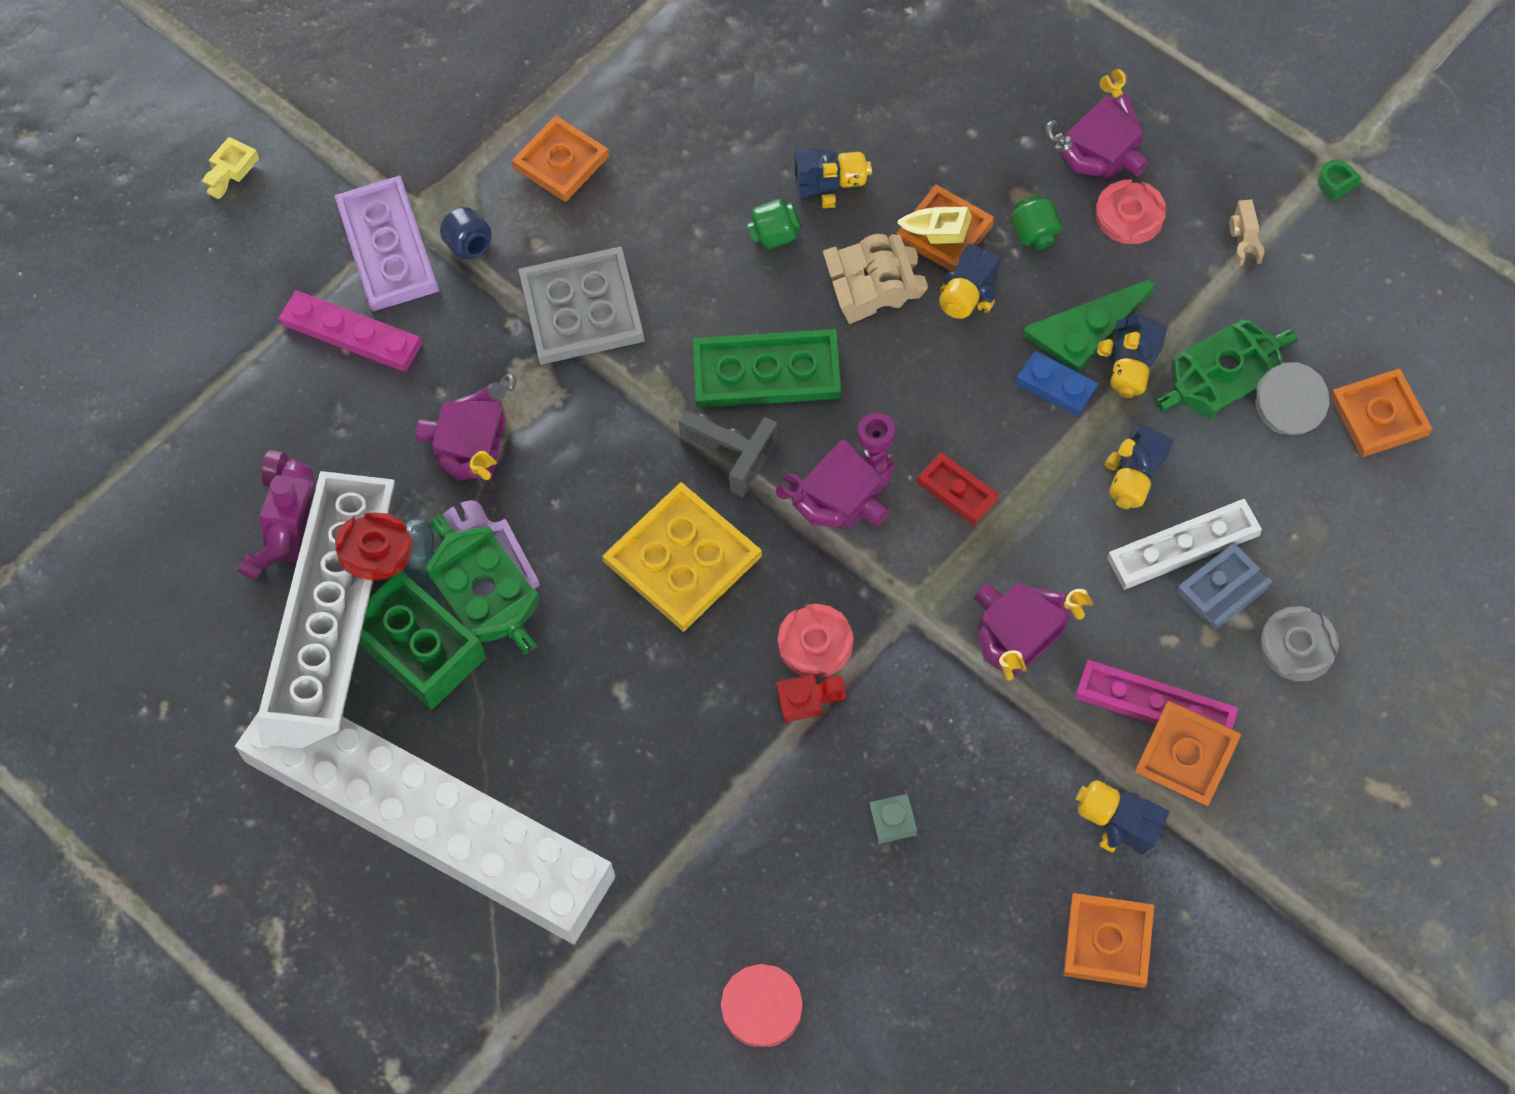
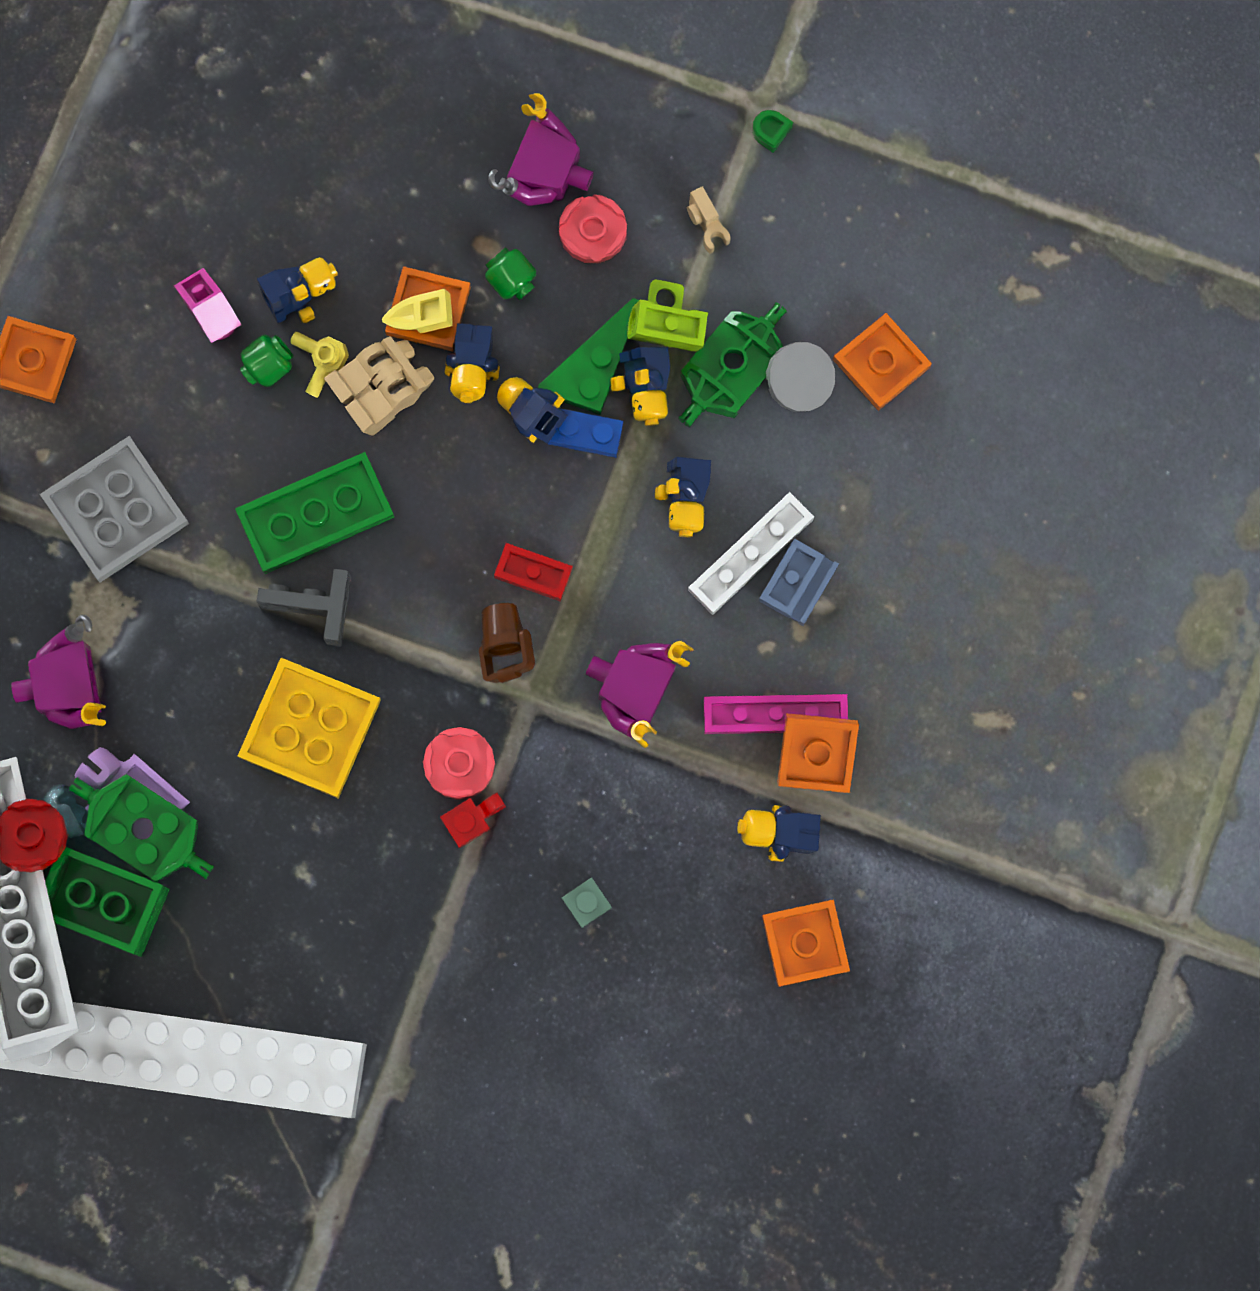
camera: 30 degrees left, 15 degrees up
(741, 164) = (208, 305): none -> slope
(761, 1006) = (536, 1110): coral tile -> none
(830, 235) = (327, 356): none -> light yellow piece
(844, 483) = (430, 605): magenta torso -> none
(905, 539) = (504, 637): none -> reddish brown piece
(1012, 341) = (533, 410): none -> dark blue piece
(1175, 307) = (666, 324): none -> lime piece
(1298, 644) = (878, 611): light grey tile -> none

